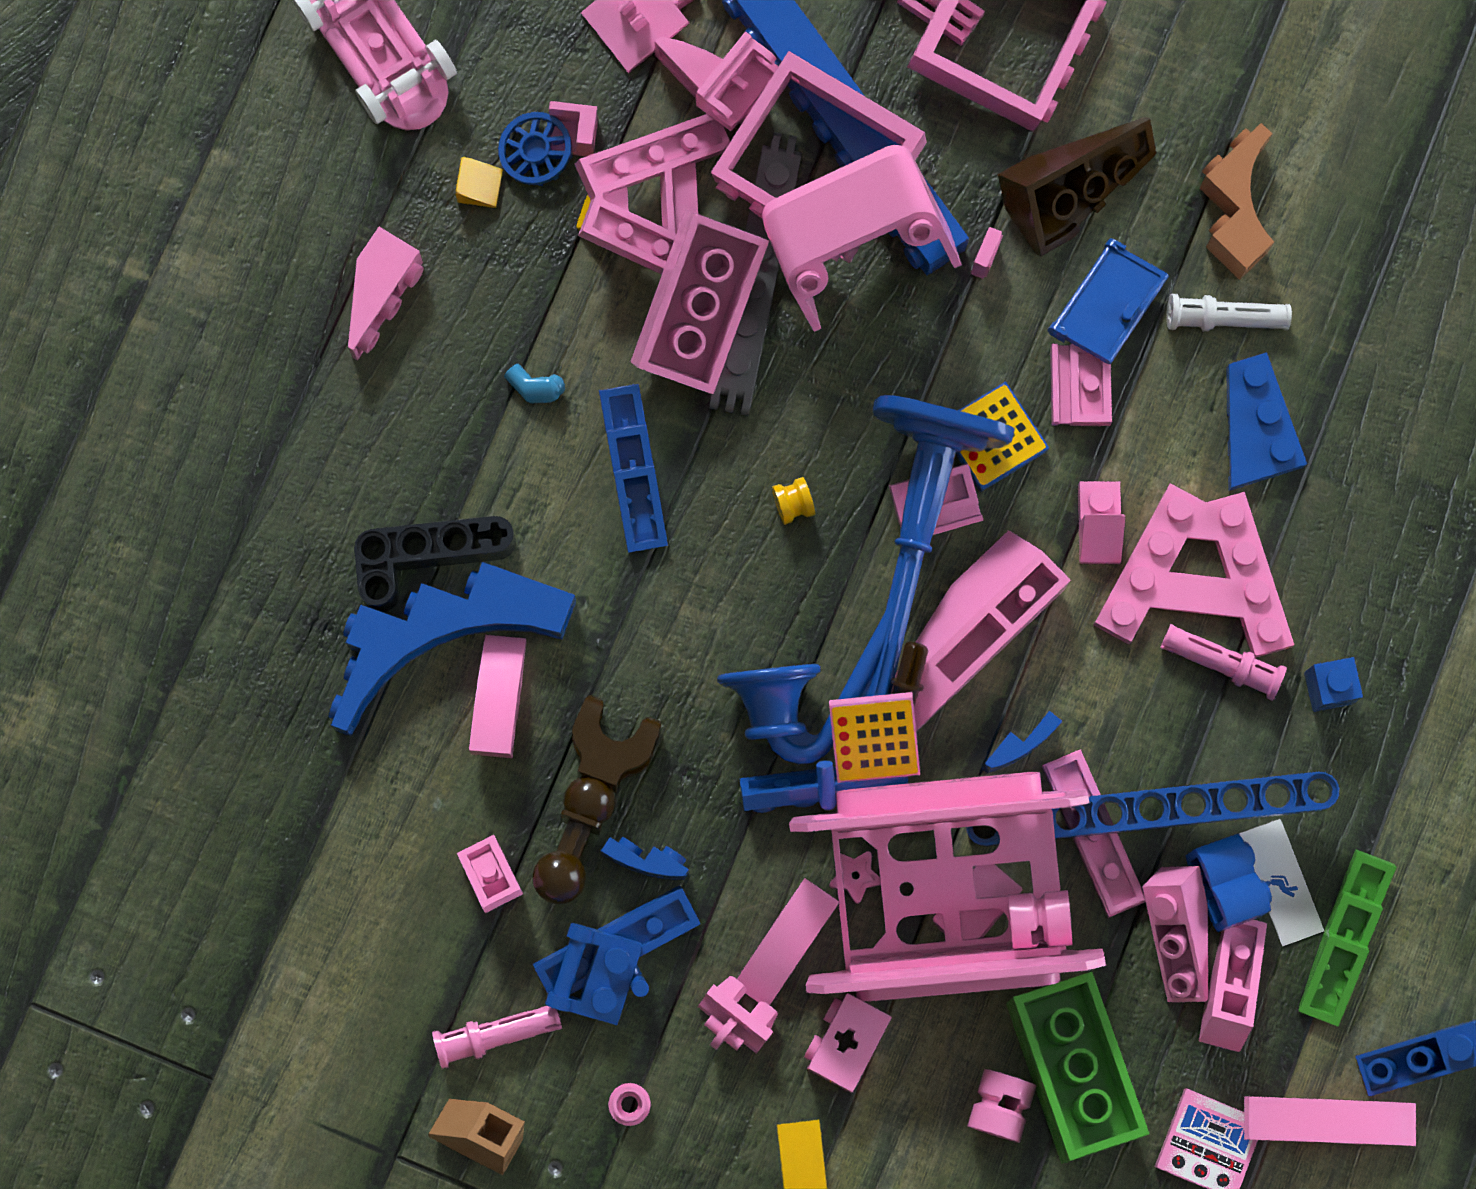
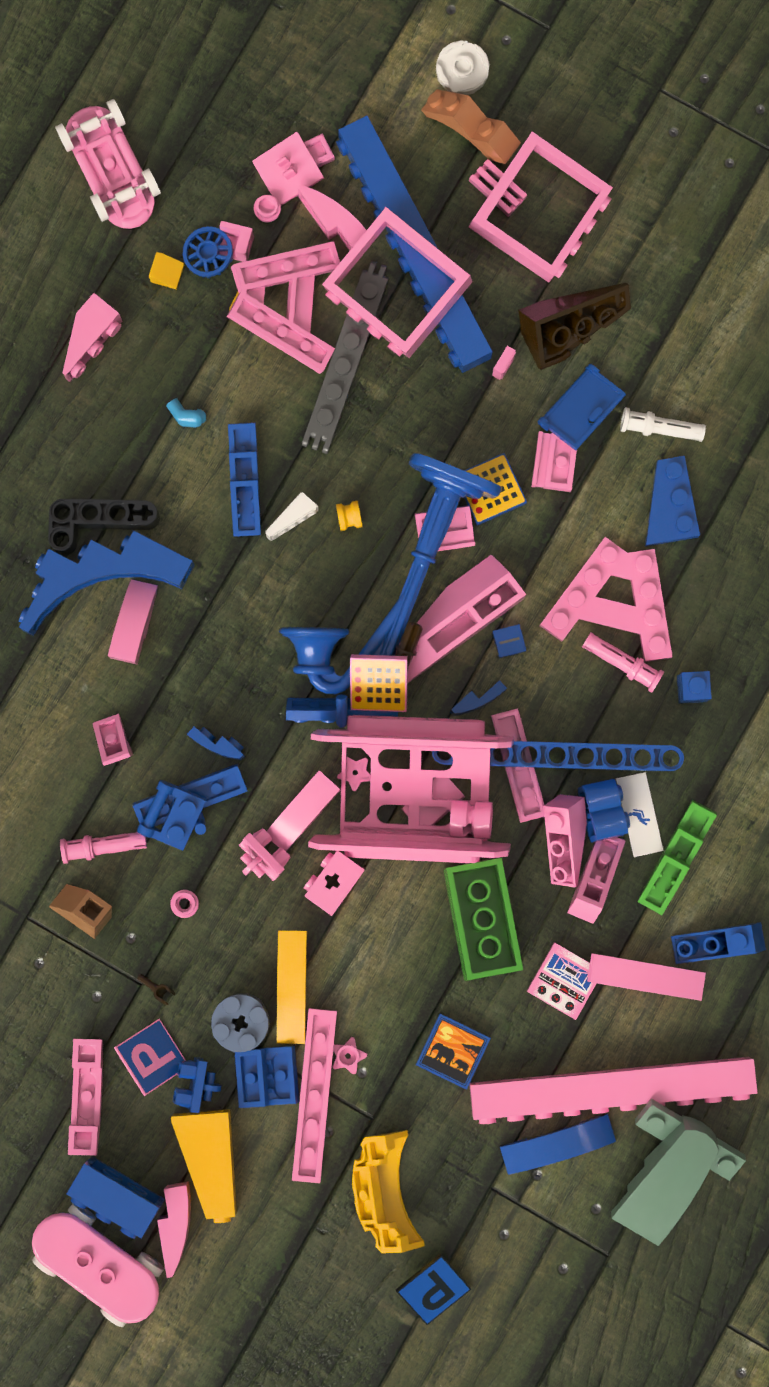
camera: 10 degrees right, 5 degrees up
(591, 797) = (186, 697): dark brown piece -> none
(612, 76) = (267, 208): none -> bright pink plate
(699, 302) = (302, 372): bright pink brick -> none
(716, 506) = (294, 514): none -> white slope
(736, 82) = (348, 223): bright pink hinge -> none
(847, 211) = (409, 323): bright pink windscreen -> none
(996, 1120) = (425, 947): bright pink wheel -> none
(1053, 653) = (509, 641): none -> blue tile
(1100, 523) = (554, 557): bright pink slope -> none
(1241, 239) = (678, 375): nougat arch -> none

